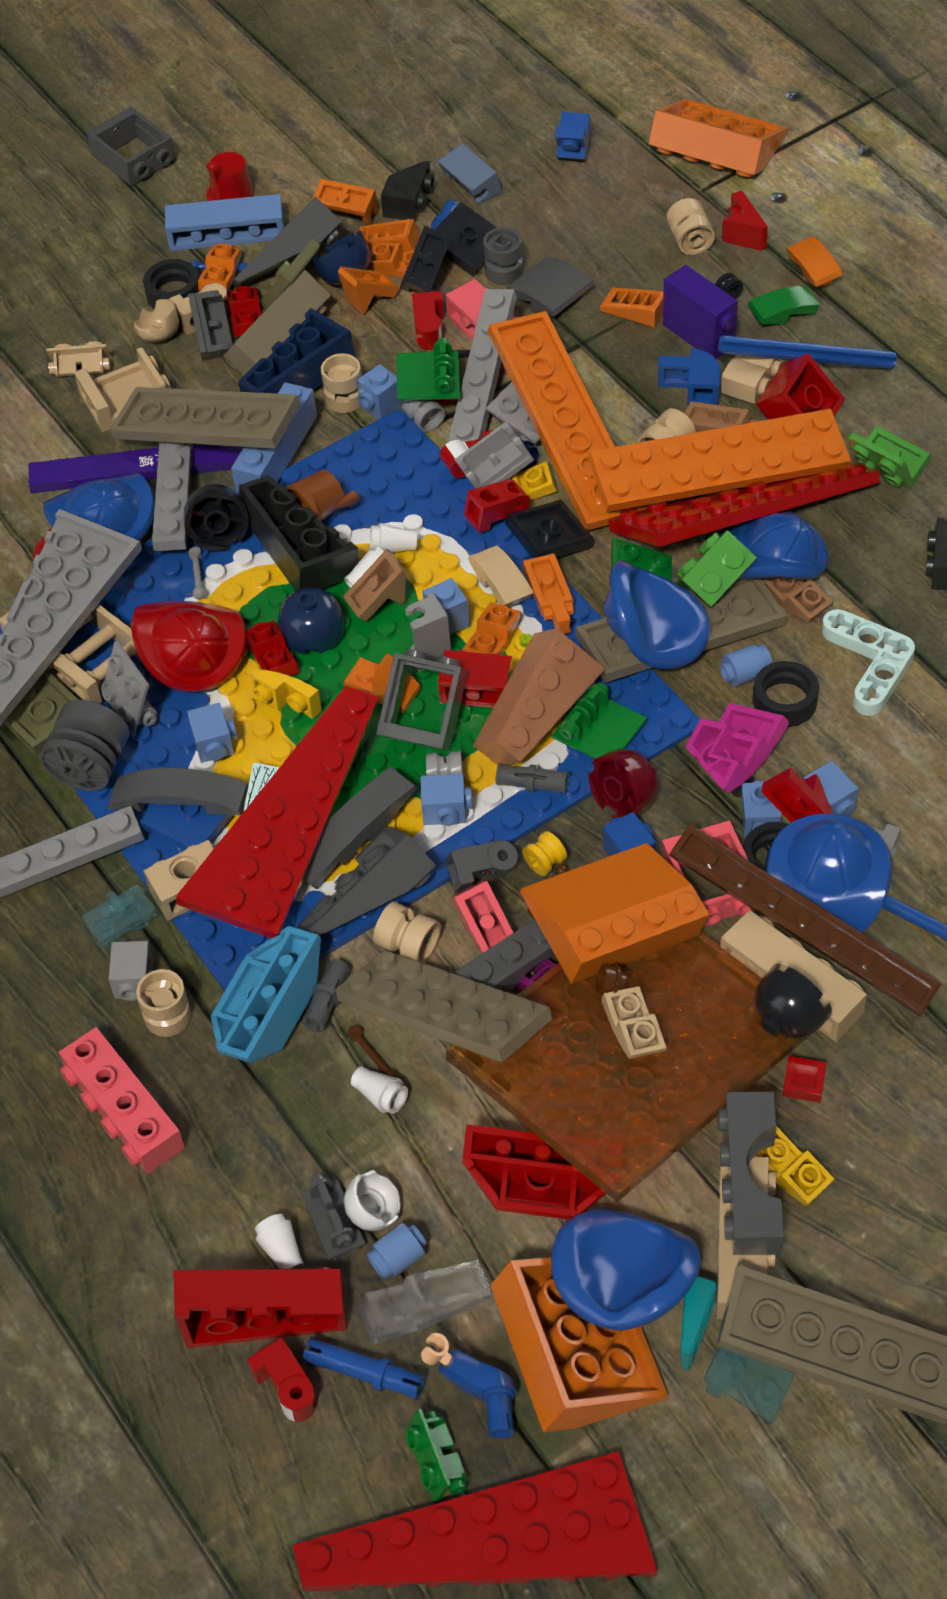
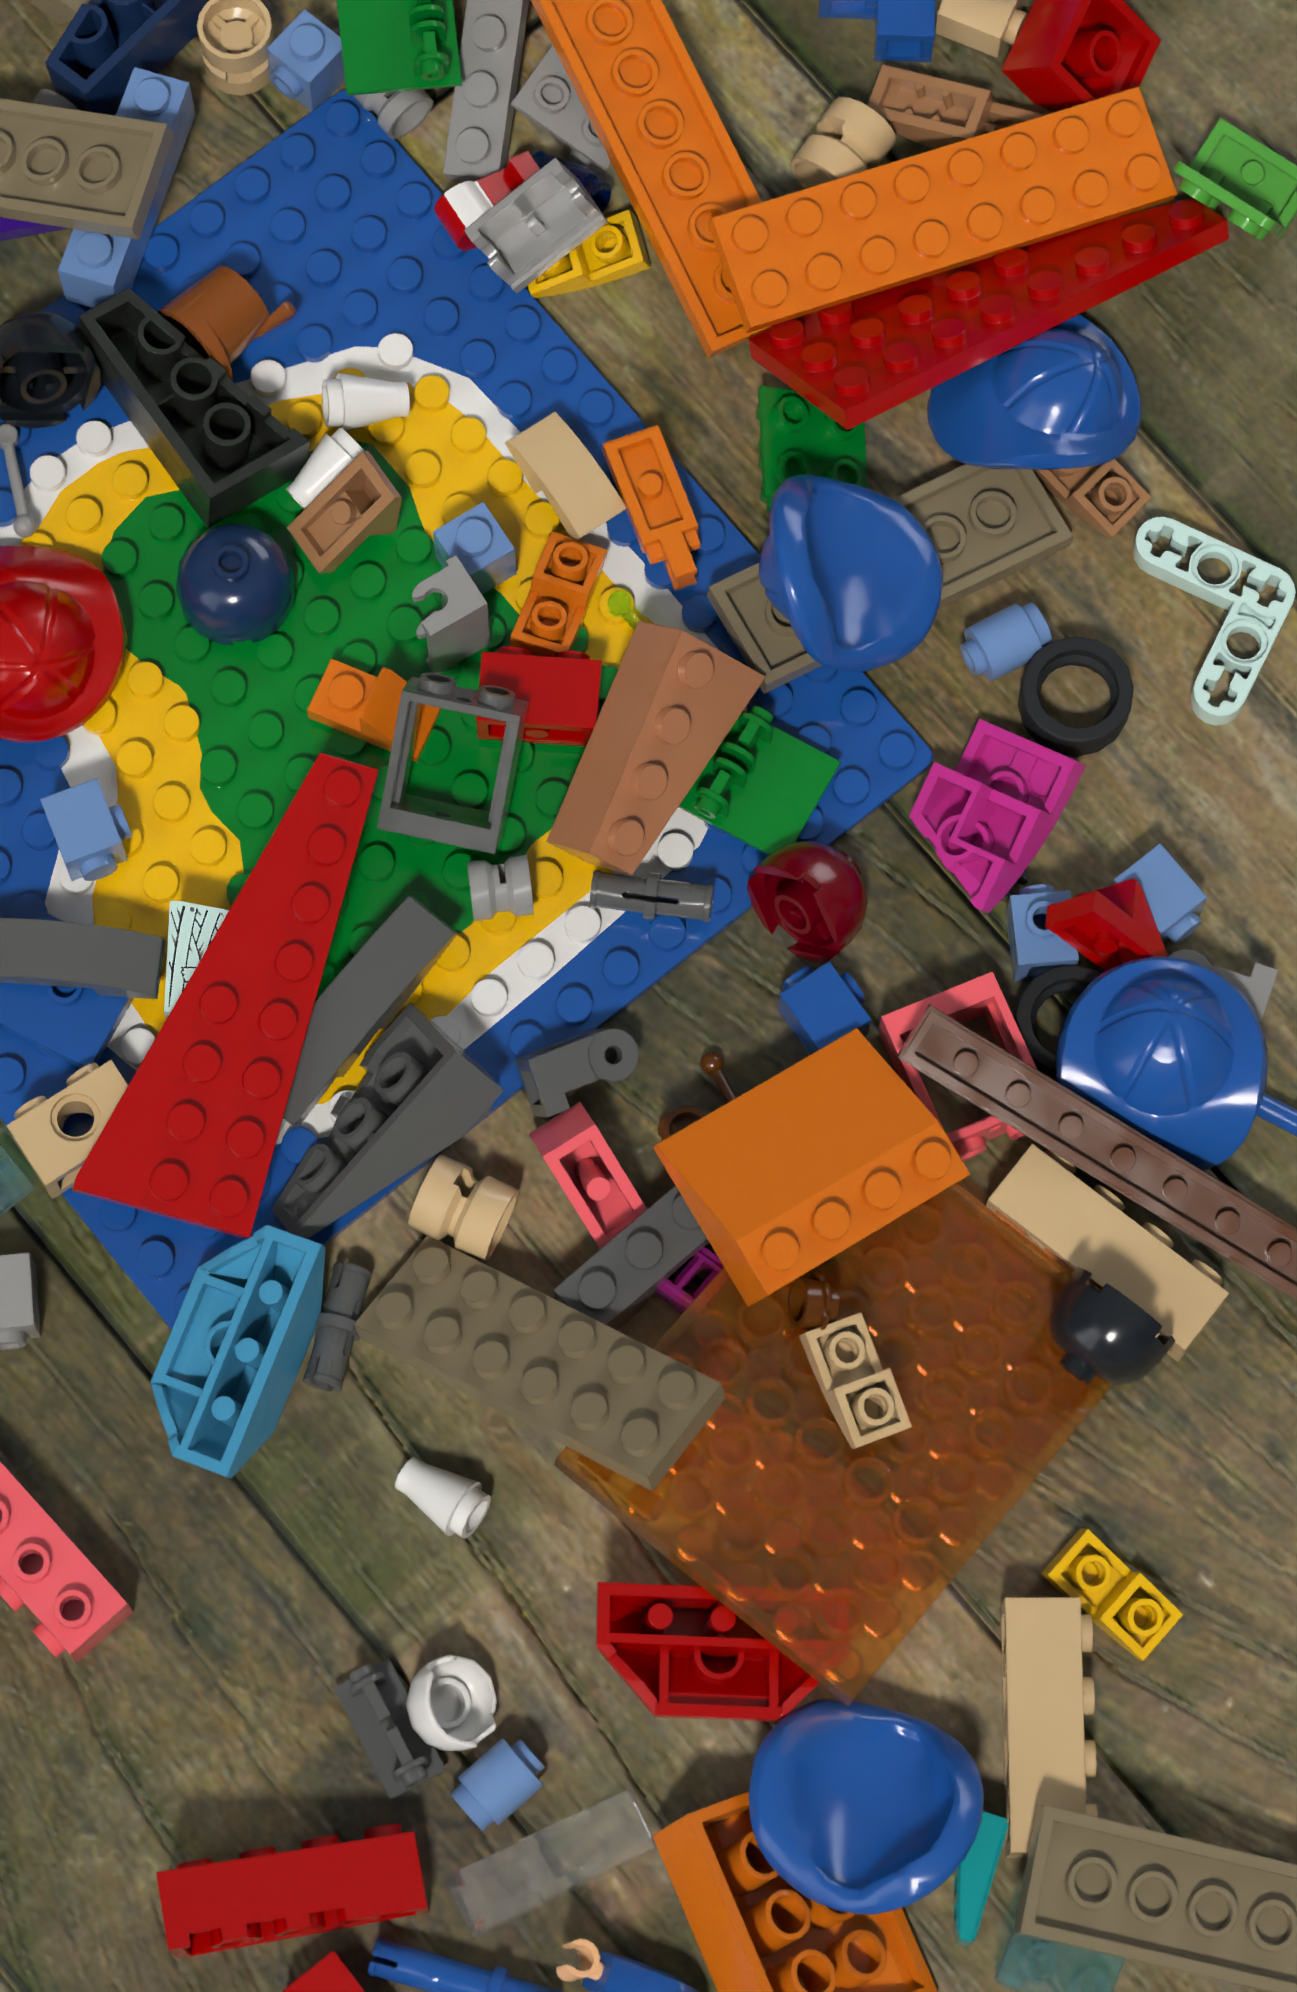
camera: 10 degrees left, 20 degrees up
(163, 1003) = (69, 1362): tan wheel -> none
(270, 649) = (170, 649): red slope -> none
(279, 1242) = (310, 1781): white cone -> none
(280, 689) = (192, 734): yellow slope -> none
(356, 1035) = (393, 1391): reddish brown hinge -> none
(444, 799) = (507, 949): medium blue brick -> none
(494, 503) = (544, 317): red leg -> none
(544, 853) = (682, 1038): yellow wheel -> none
(549, 530) = (642, 363): black plate -> none
(716, 569) = (942, 454): bright green bracket -> none
(755, 1216) = (1064, 1718): dark grey arch -> none
(804, 1079) = (1130, 1441): red plate -> none

